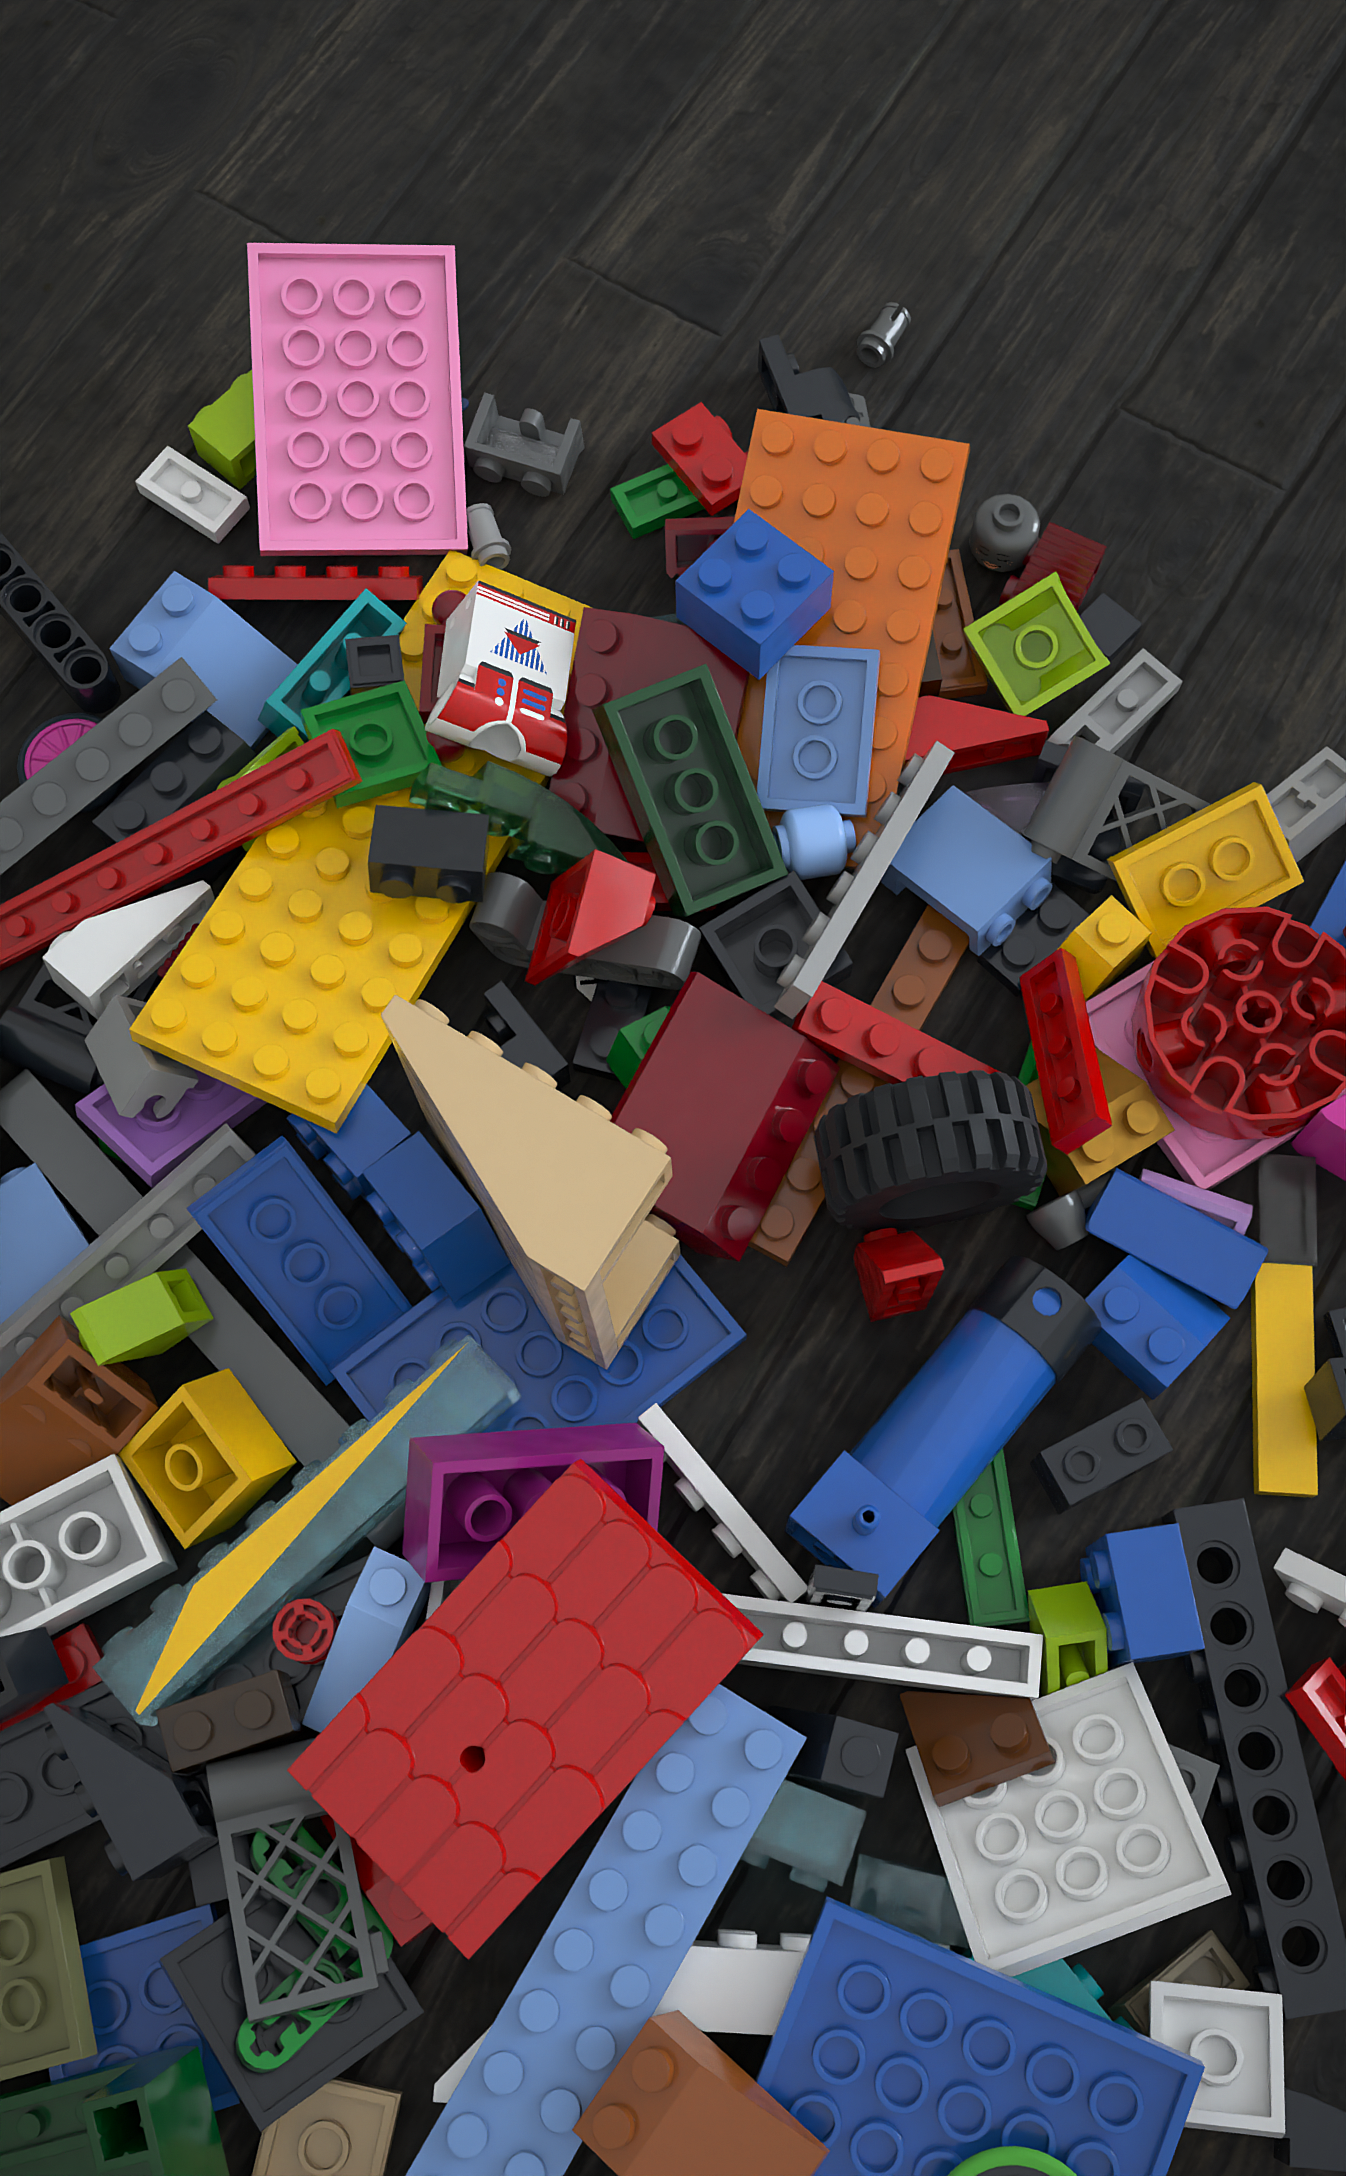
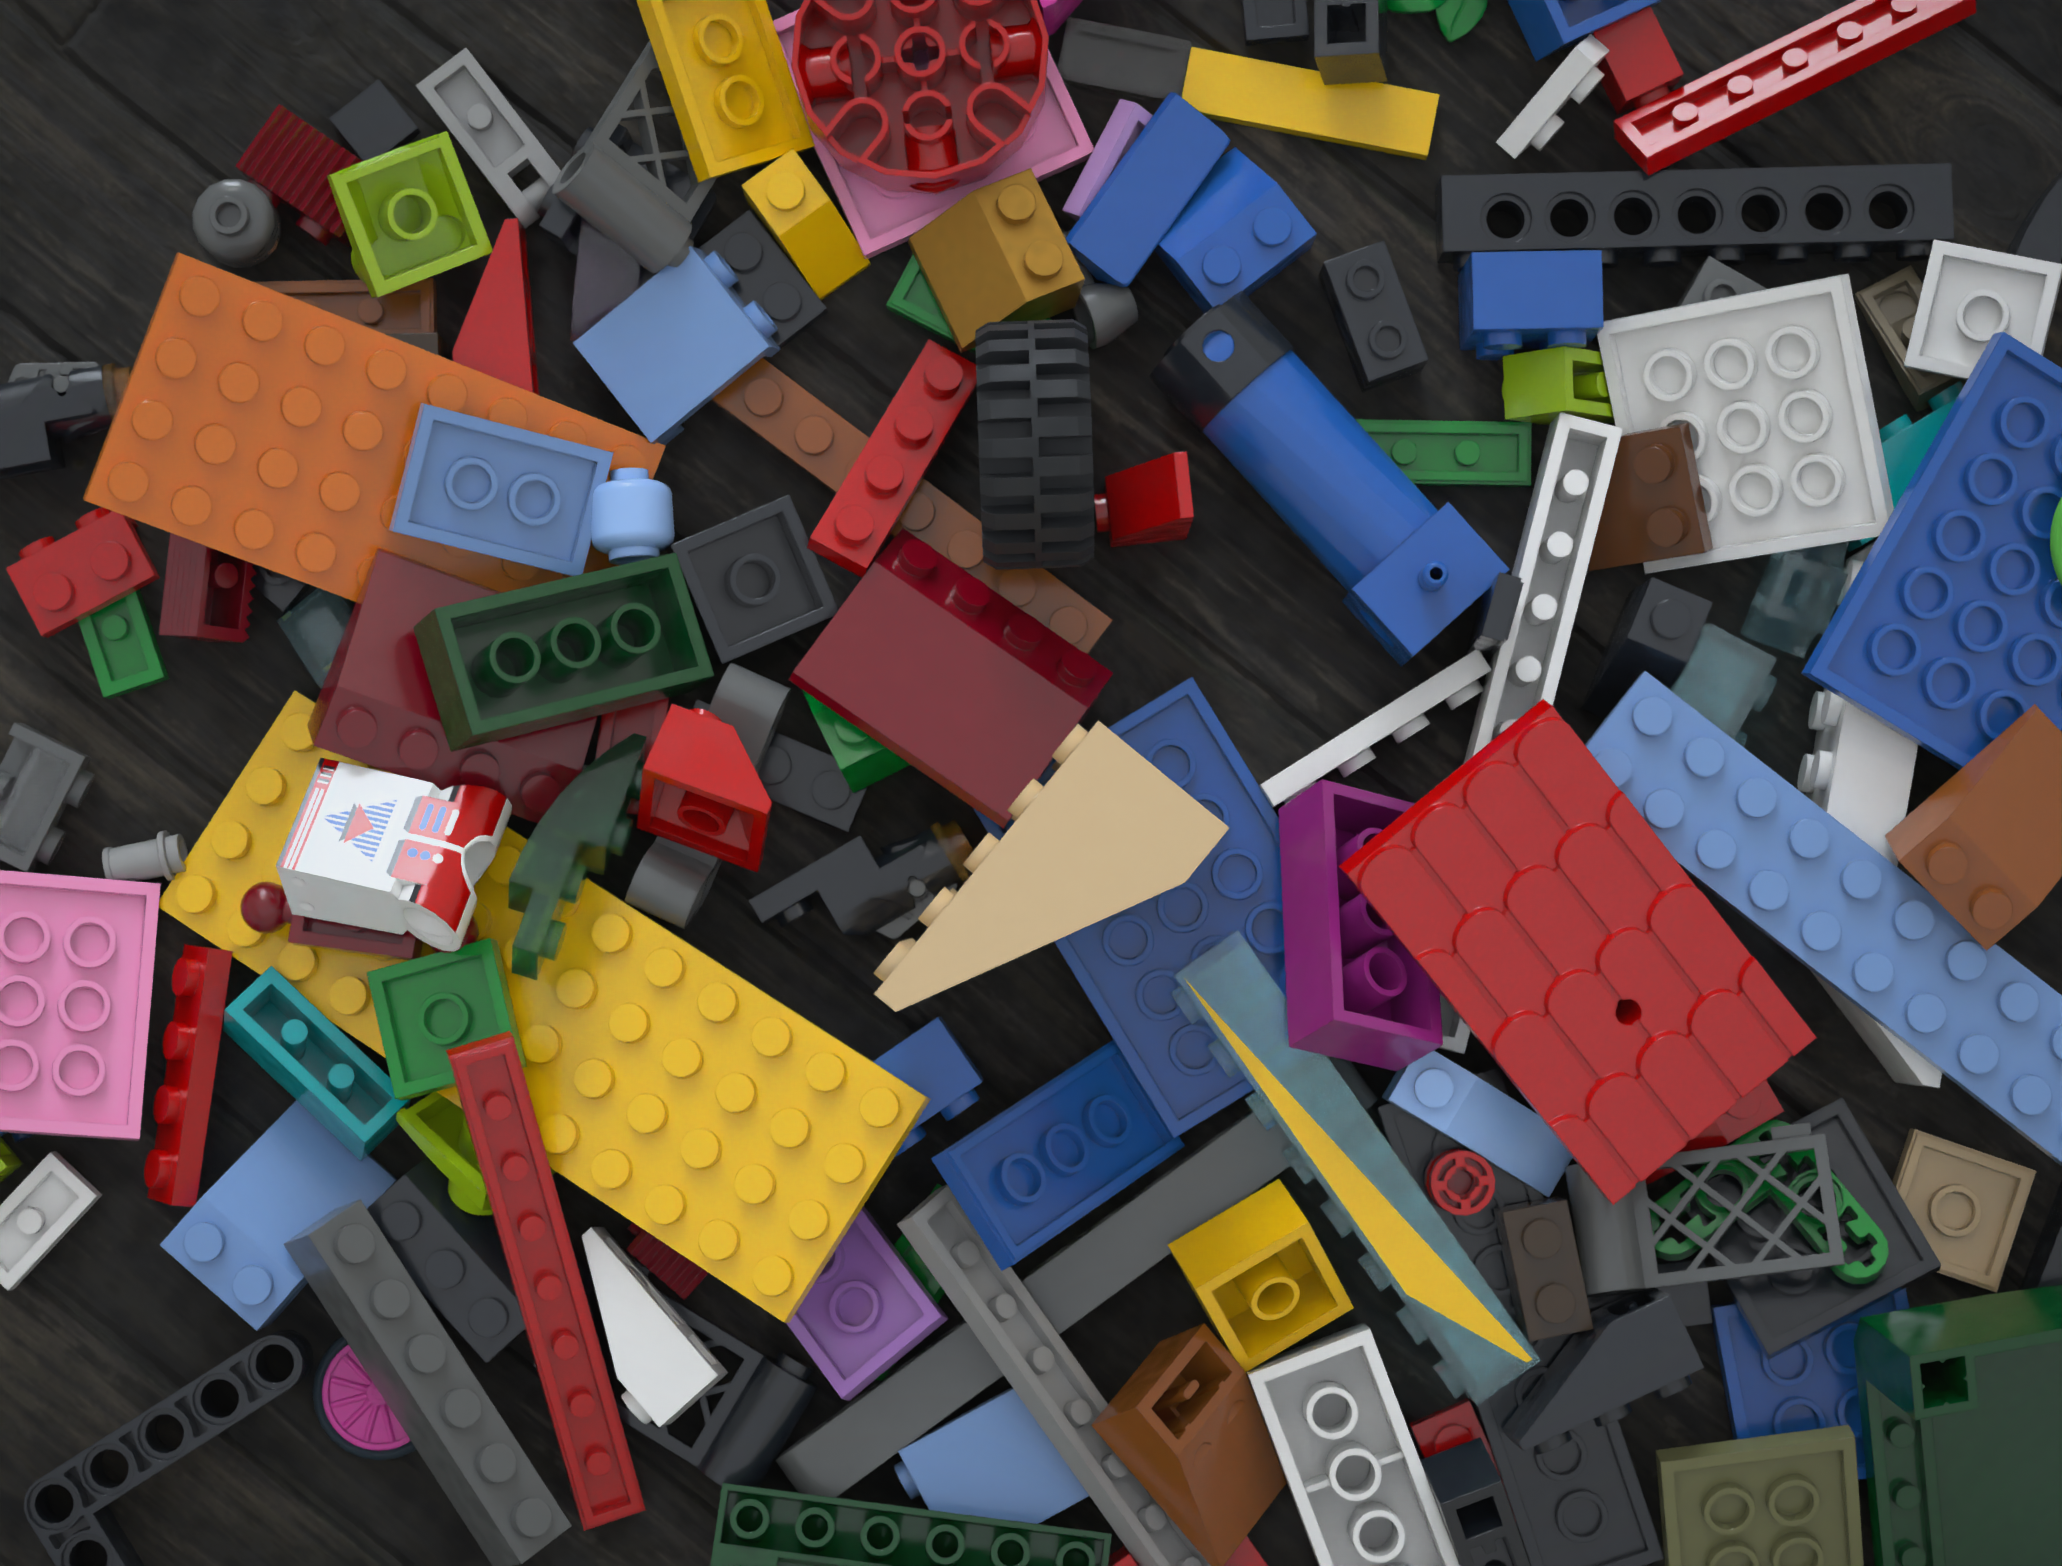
camera: 85 degrees left, 15 degrees up
(132, 1070) = (817, 1333): light grey hinge -> none
(141, 1317) = (1107, 1332): lime slope -> none
(373, 662) = (332, 1007): black tile -> none
(428, 854) = (609, 962): black brick -> none
(433, 1219) = (1017, 1009): blue brick -> none
(753, 593) = (340, 540): blue brick -> none
(853, 891) = (709, 476): light grey plate -> none
(1064, 1052) = (927, 274): red plate -> none

